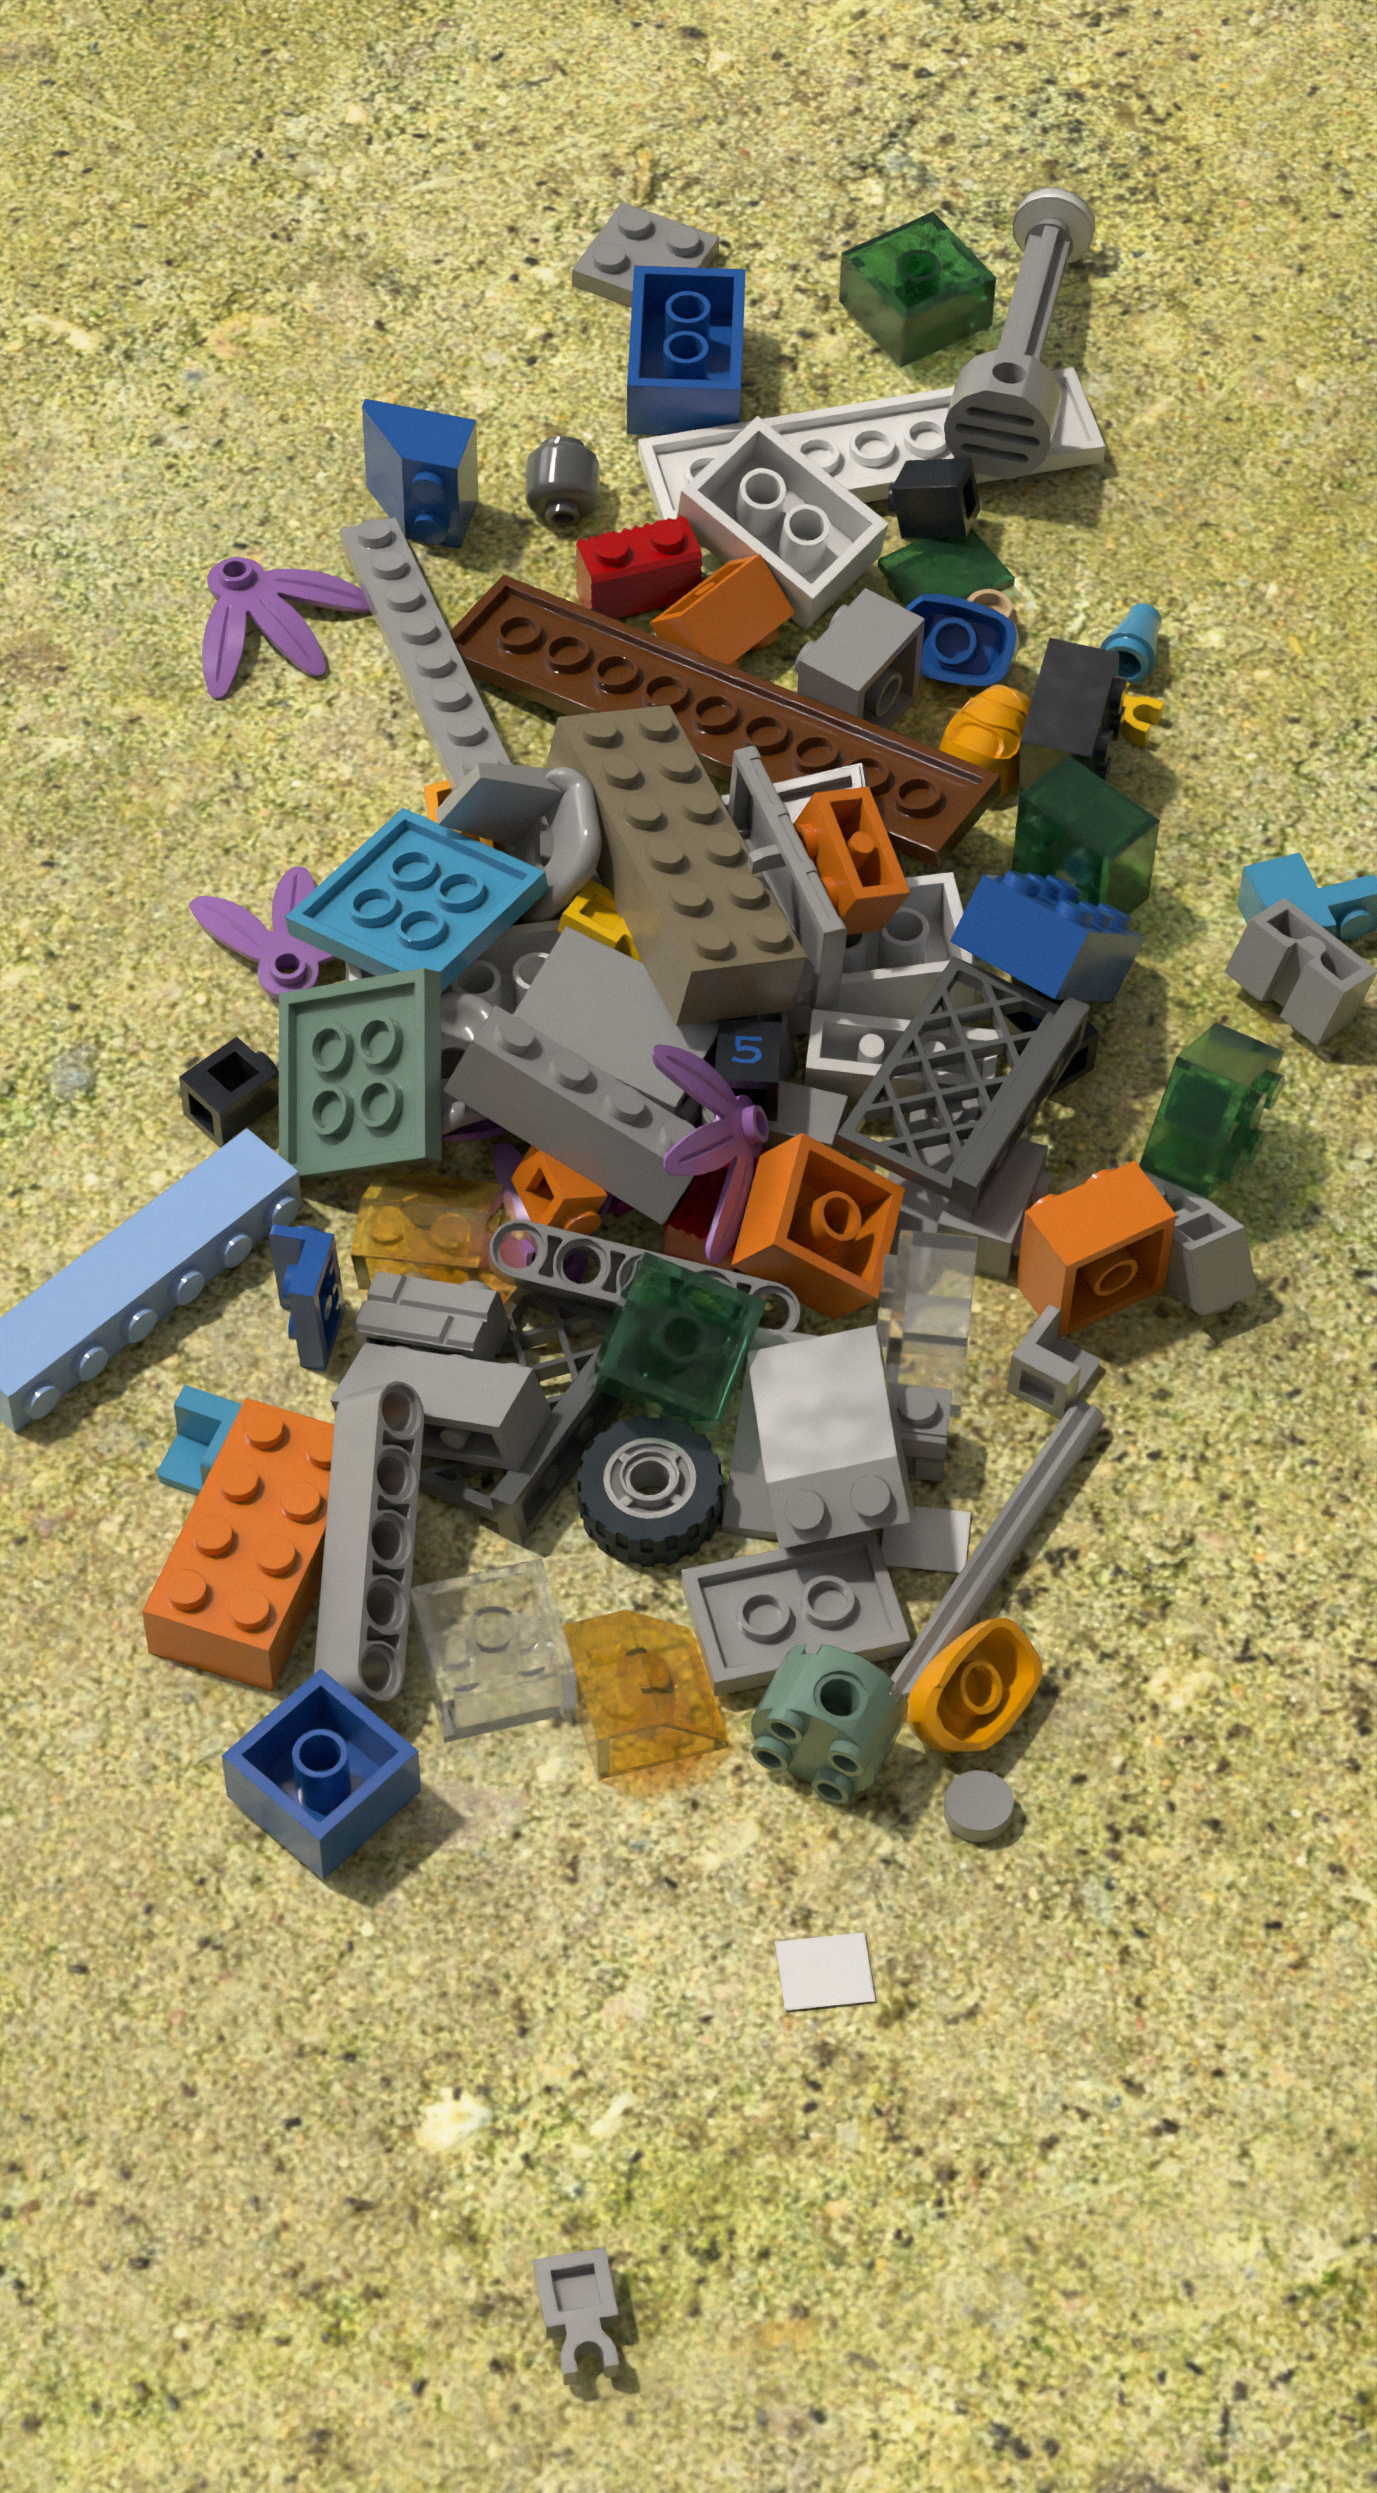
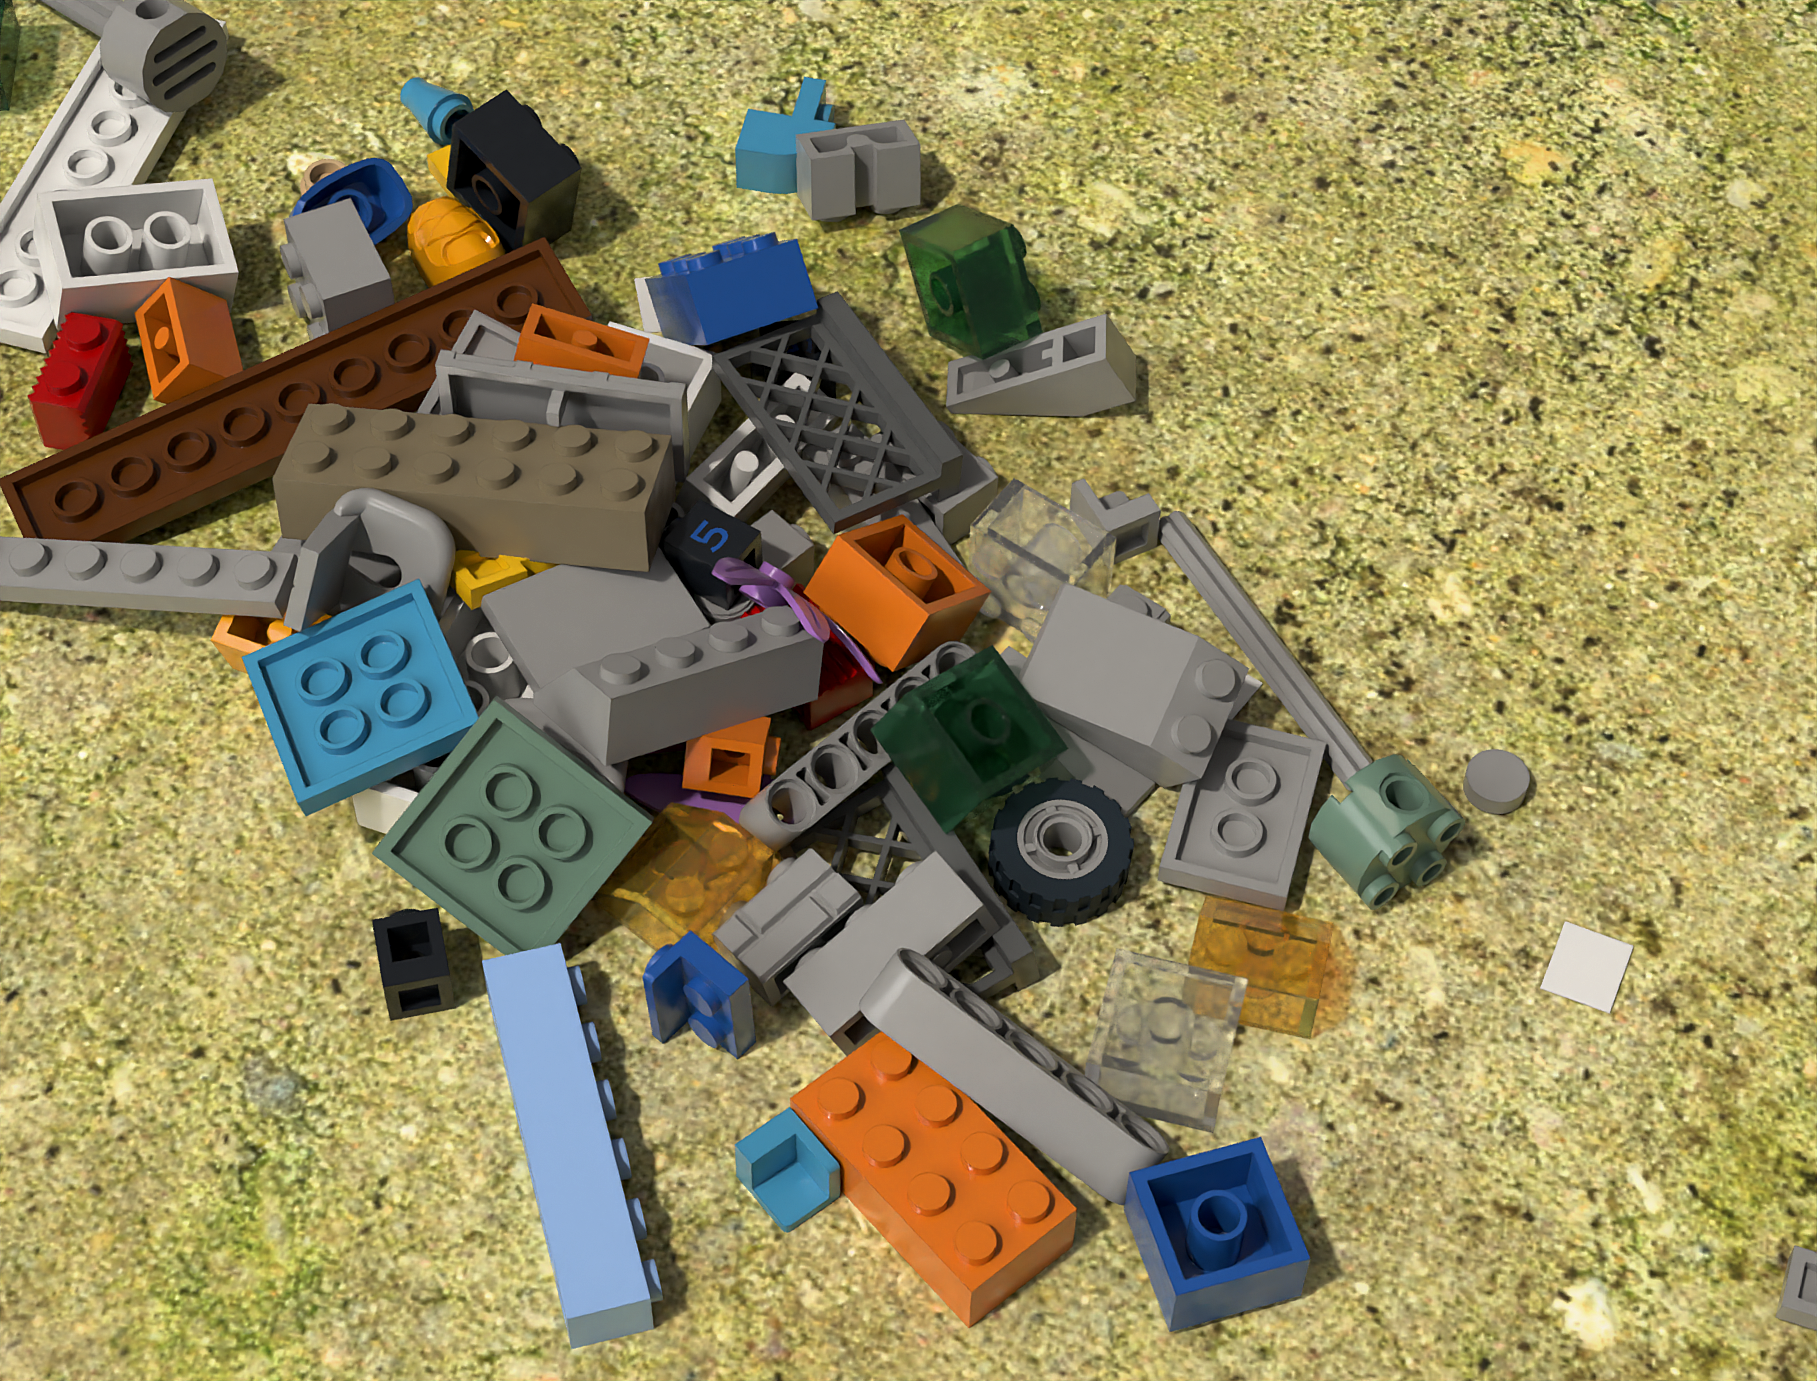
camera: 60 degrees left, 0 degrees up
(271, 949) = (273, 843): medium lavender plant -> none
(935, 498) = (187, 145): black brick -> none
(944, 567) = (258, 188): clear green piece -> none
(975, 1688) = (1397, 717): light orange piece -> none
(1086, 835) = (630, 224): clear green brick -> none
(1096, 1247) = (1039, 417): orange brick -> none

